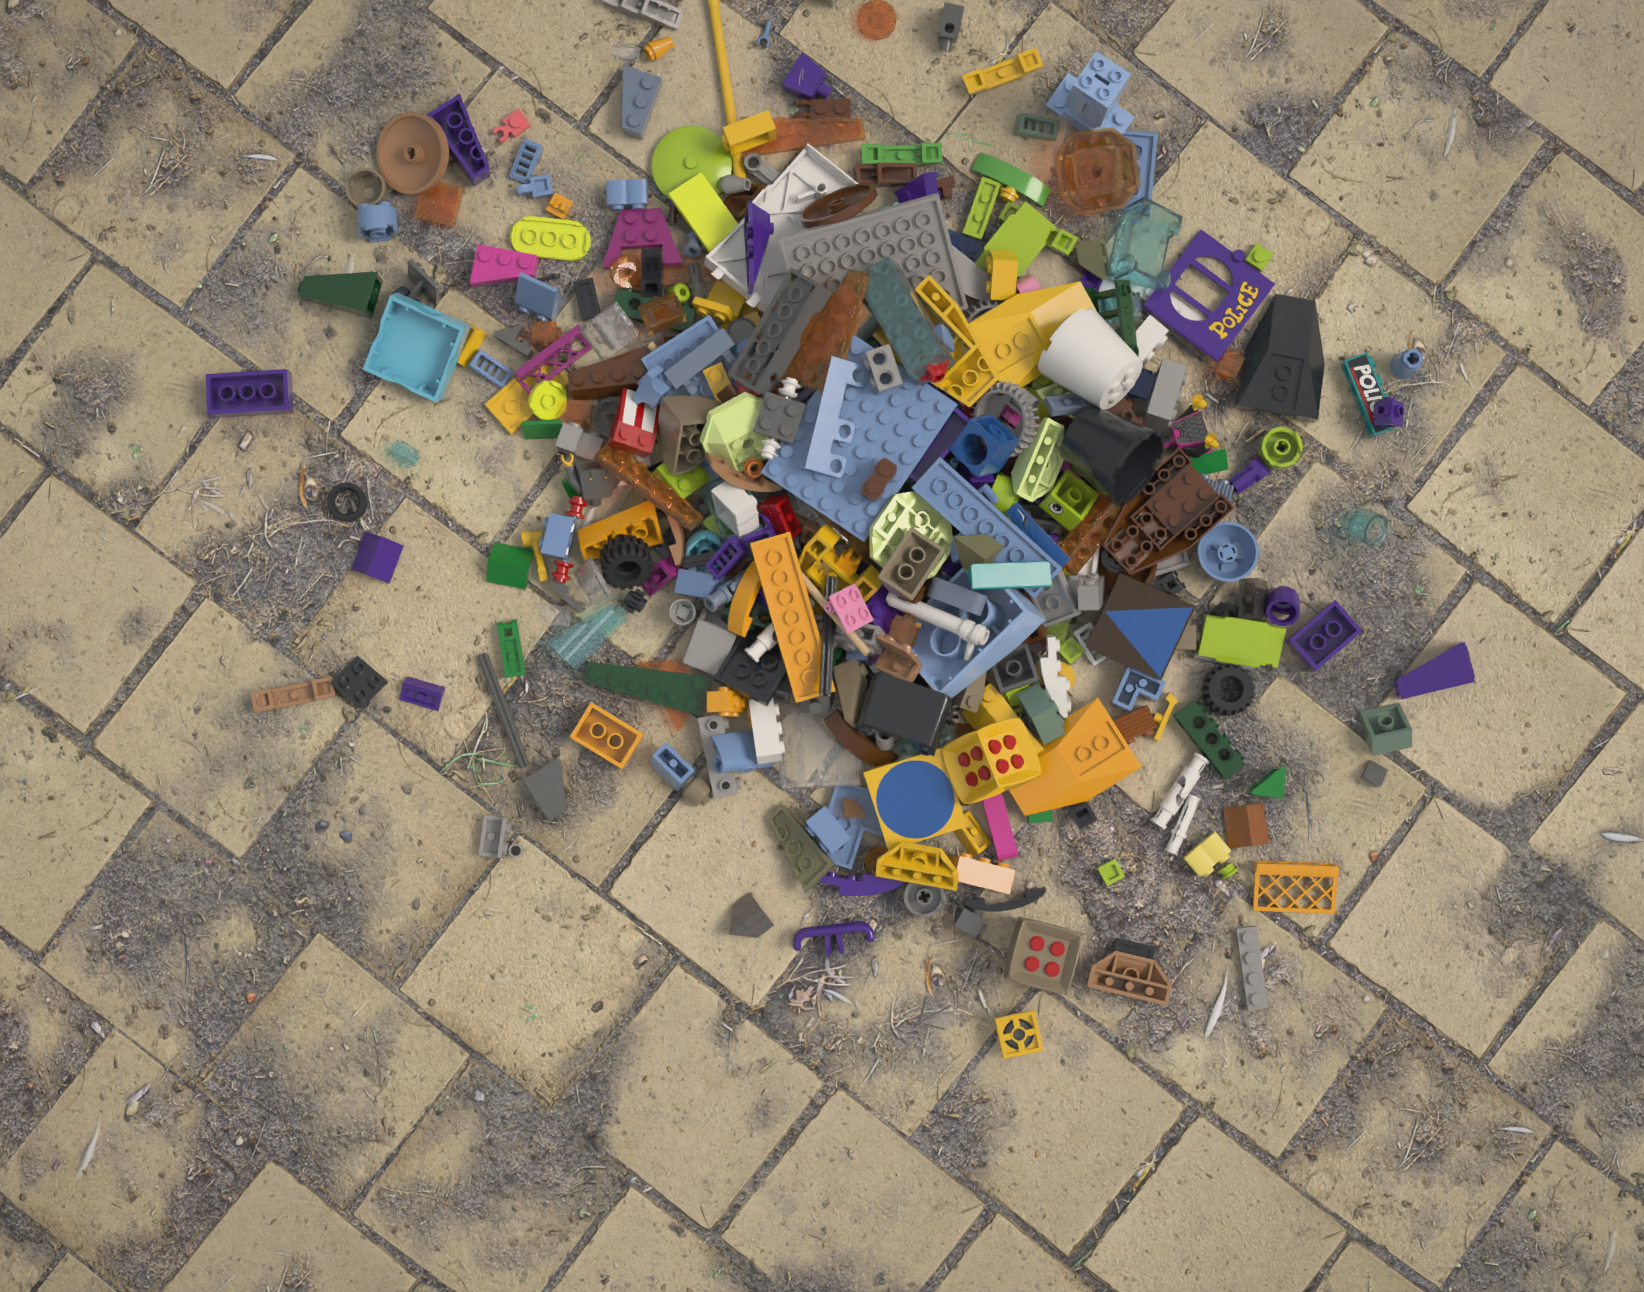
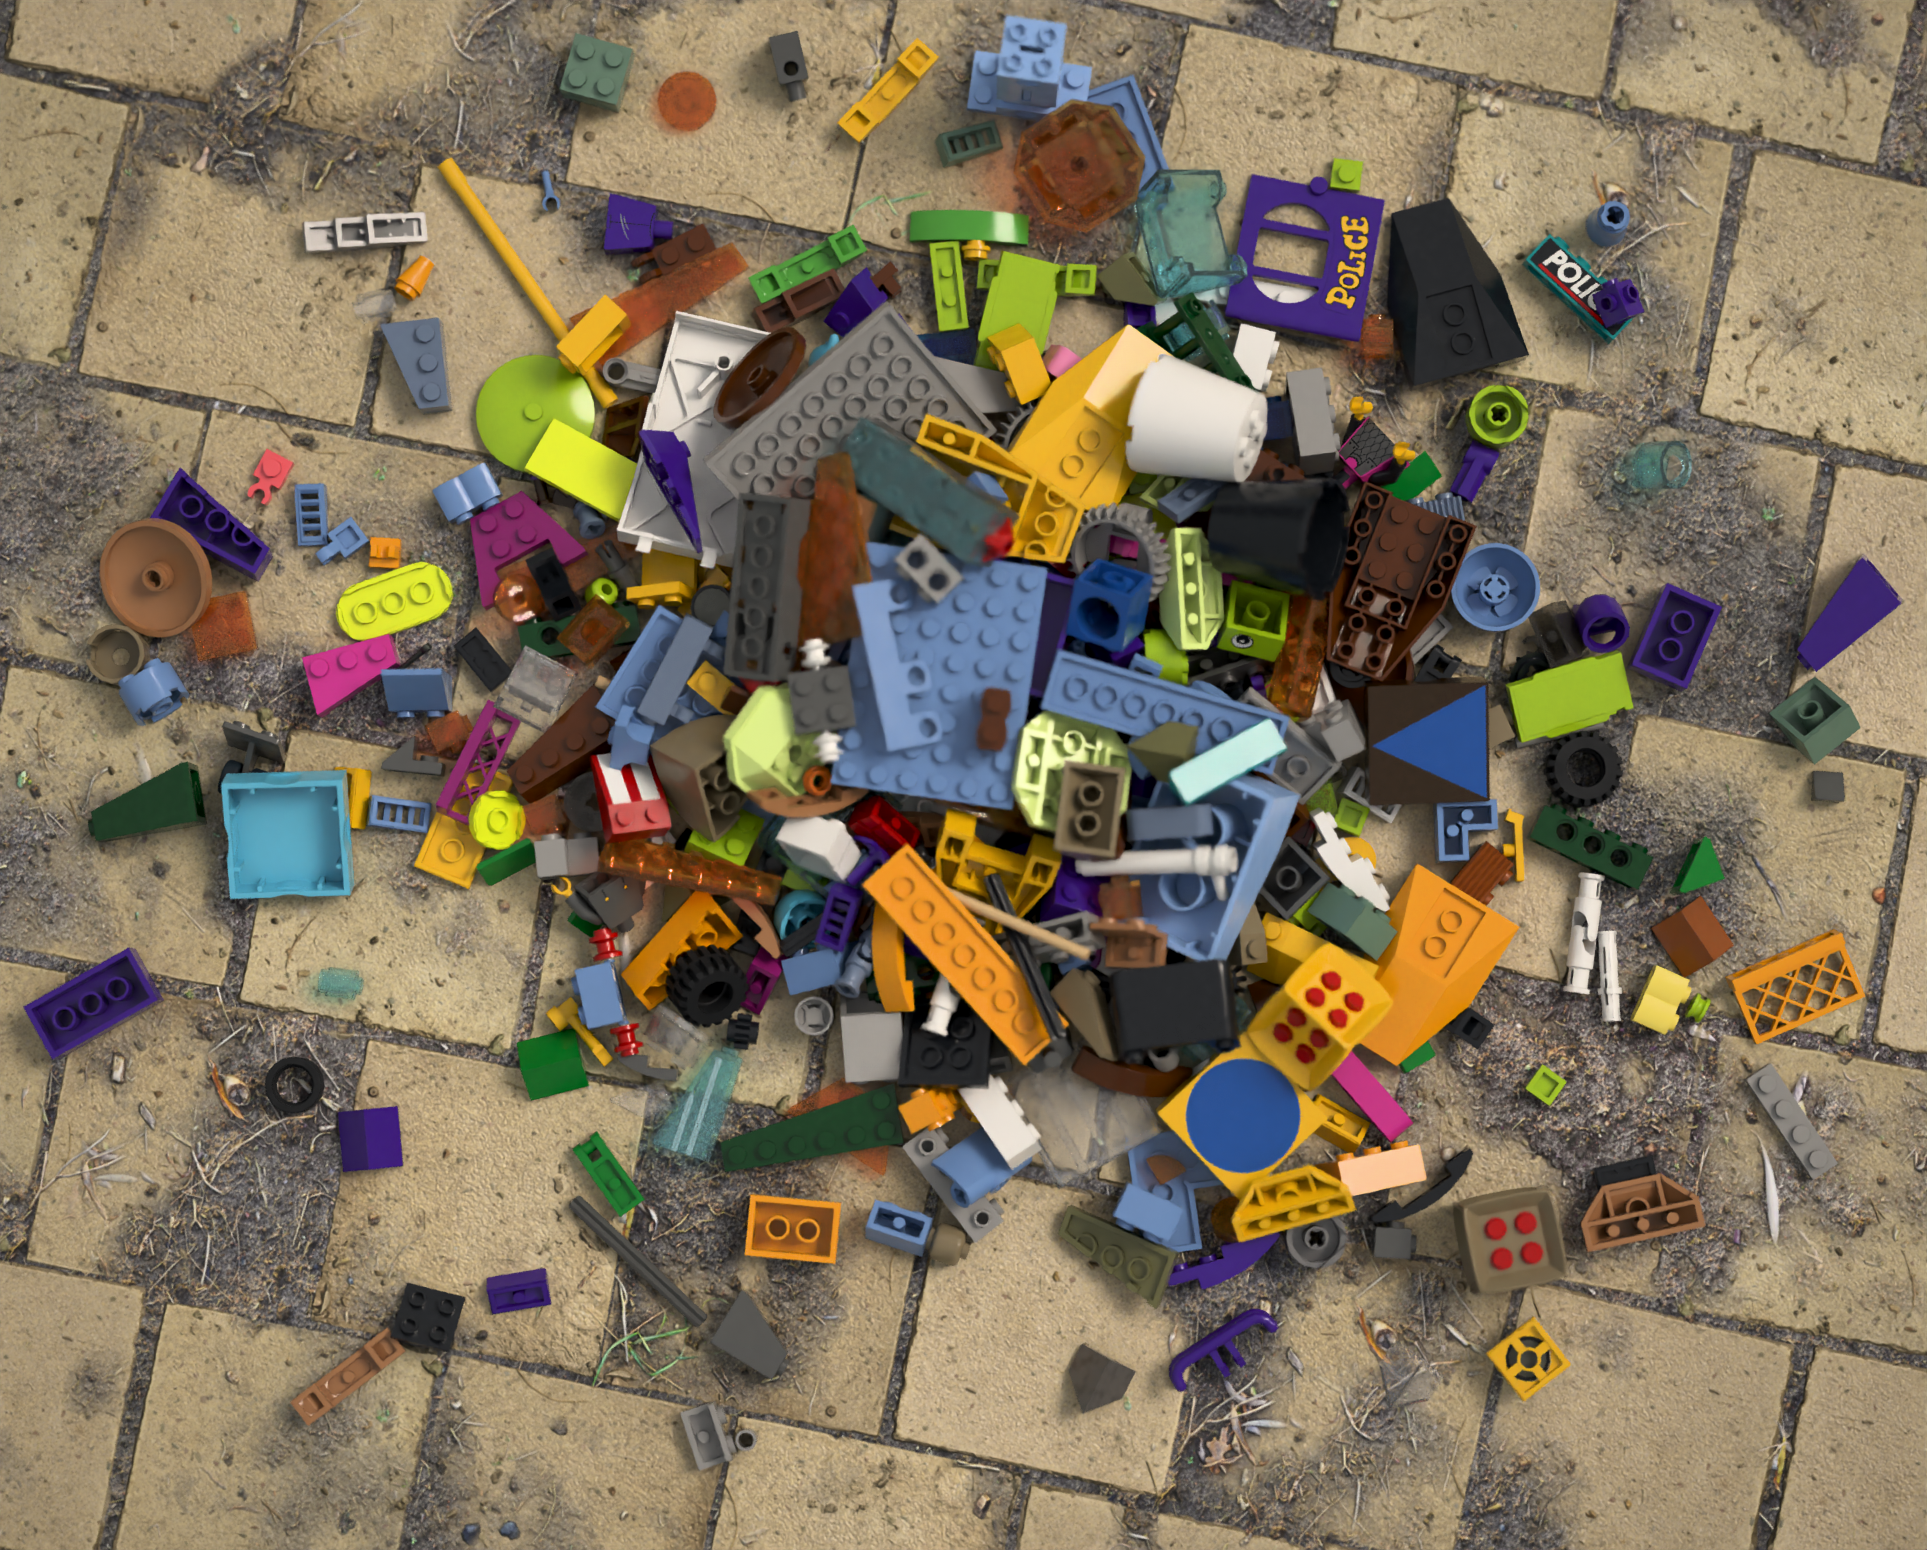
camera: 25 degrees left, 0 degrees up
(733, 184) = (604, 413): light grey cone -> none
(848, 562) = (1002, 844): light orange tile -> none
(849, 608) = (1035, 907): bright pink hinge -> none
(1037, 534) = (1234, 688): blue sticker -> none

